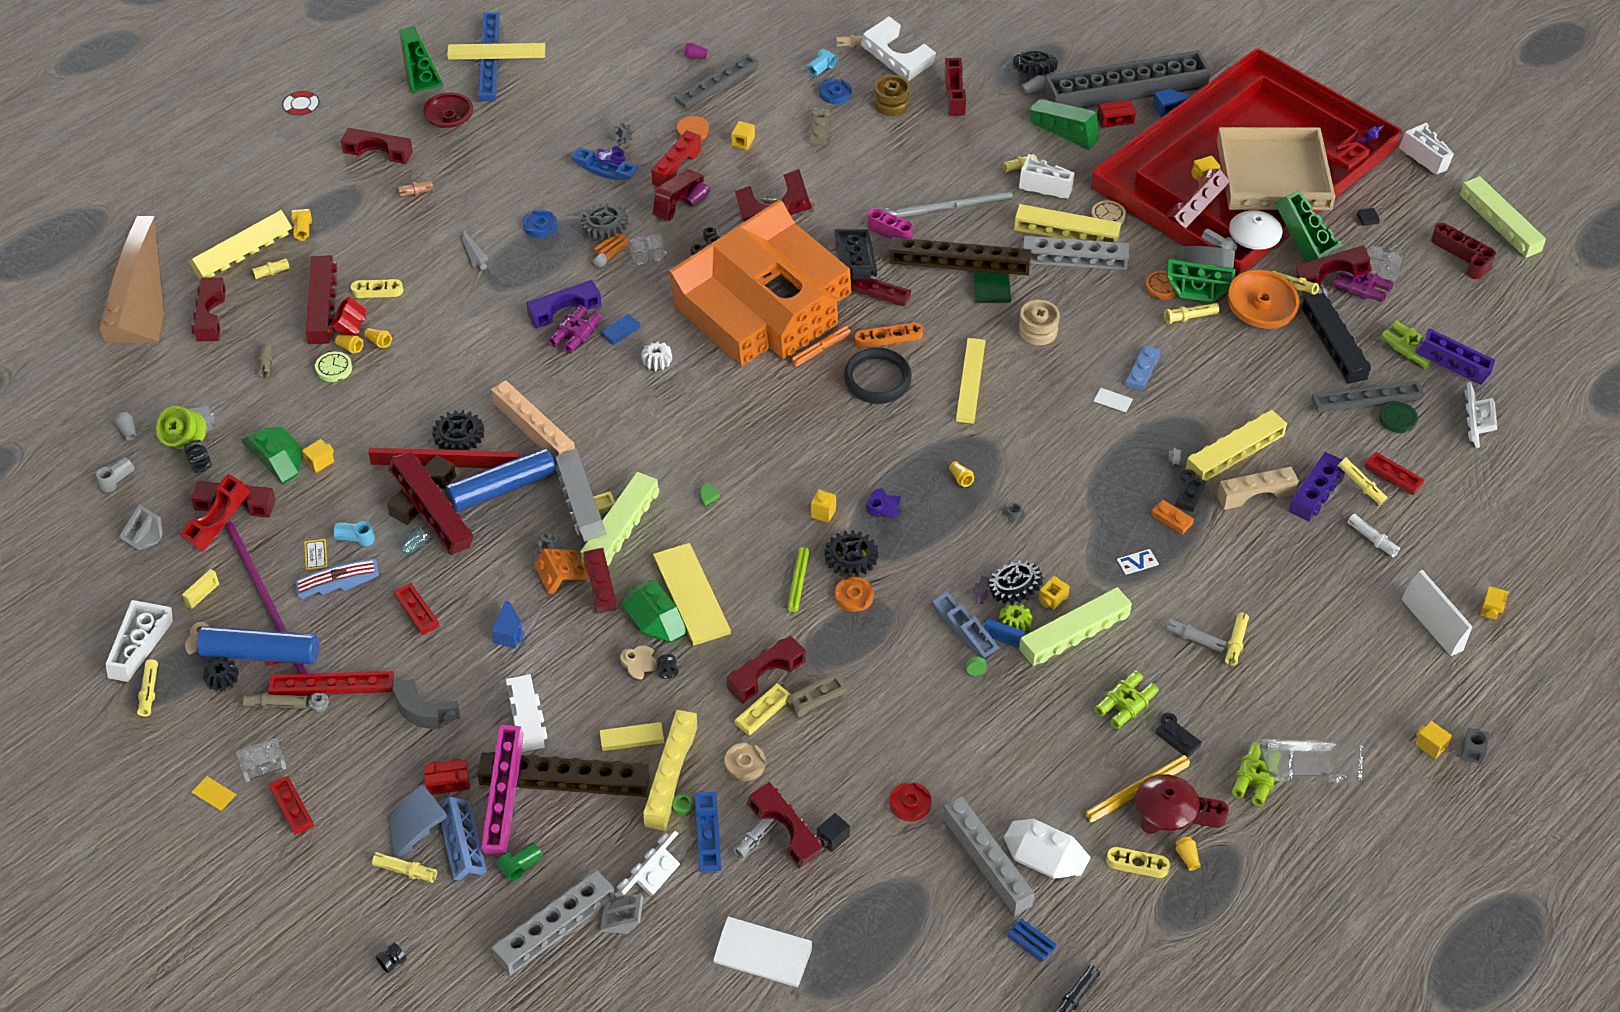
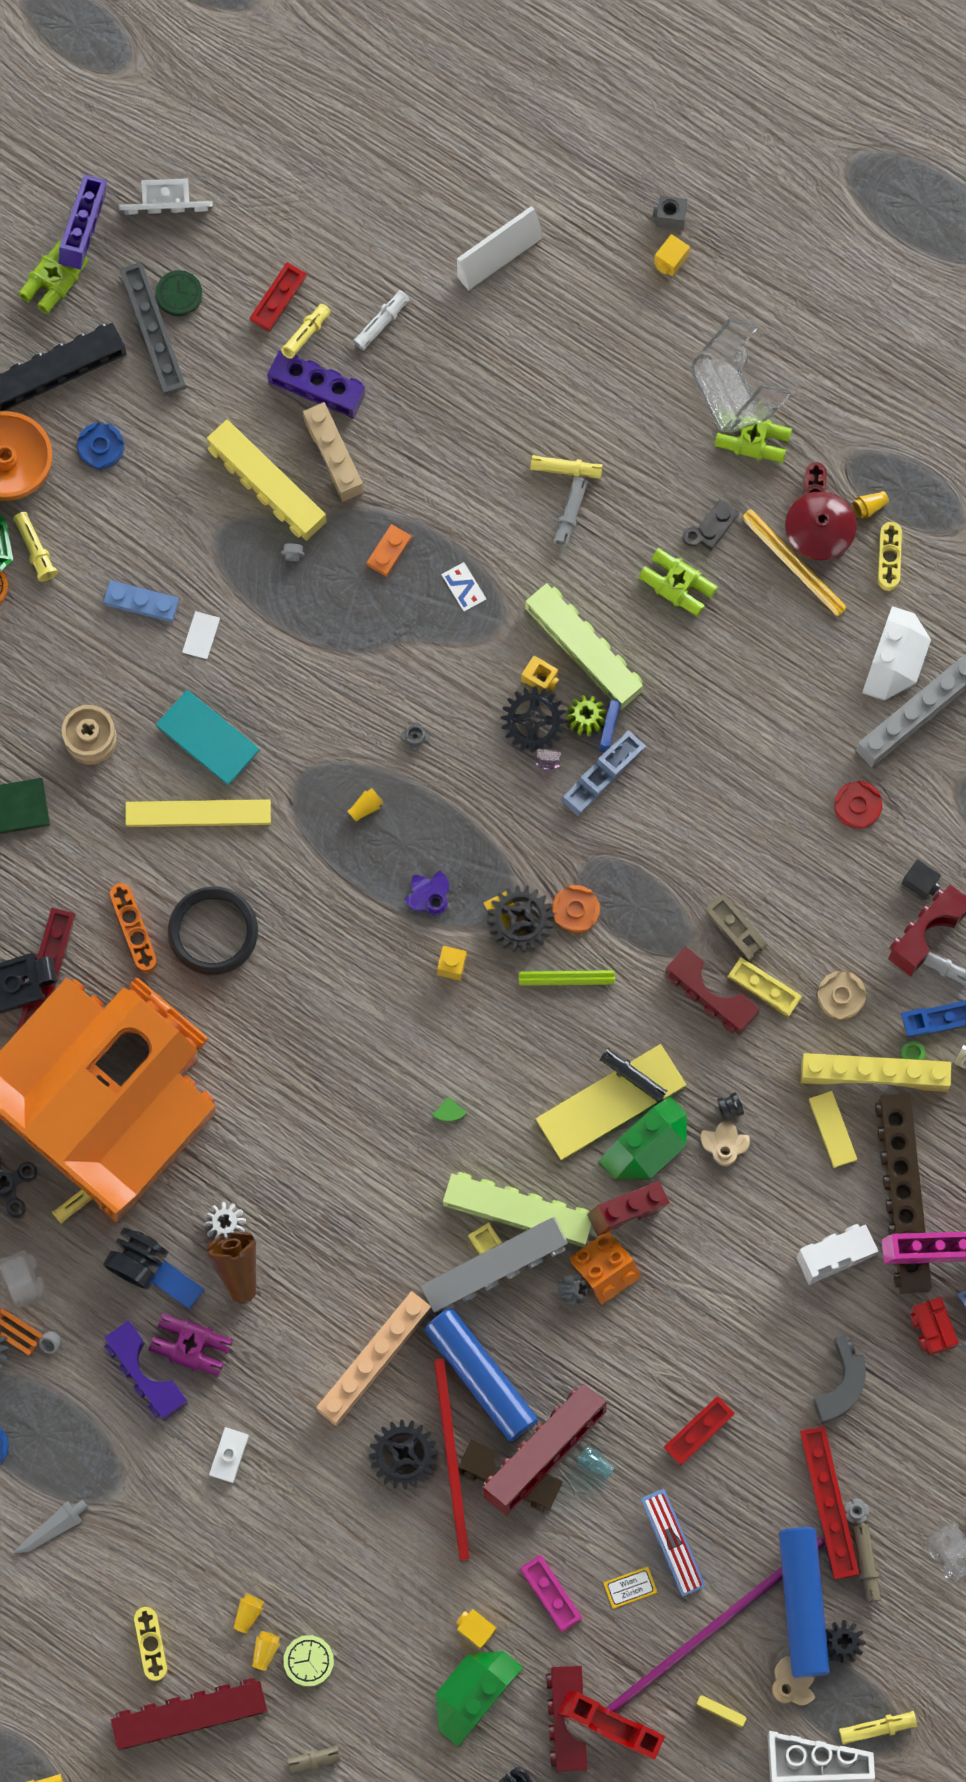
camera: 100 degrees left, 25 degrees up
(328, 505) = (550, 1593): none -> dark pink tile
(349, 317) = (224, 1661): red brick -> none
(357, 532) = (596, 1545): medium azure piece -> none
(491, 342) = (229, 1455): none -> white plate
(508, 627) = (707, 1309): blue slope -> none
(623, 348) = (235, 1264): none -> reddish brown cone
(642, 300) = (135, 1258): none -> black wheel
(713, 598) = (633, 1075): none -> black pin
(976, 666) = (662, 752): bright green tile -> none
(1028, 389) = (207, 737): none -> teal tile
(1190, 491) = (348, 530): black hinge -> none
(1270, 364) = (107, 445): none -> blue tile
(1494, 602) = (465, 189): yellow brick -> none

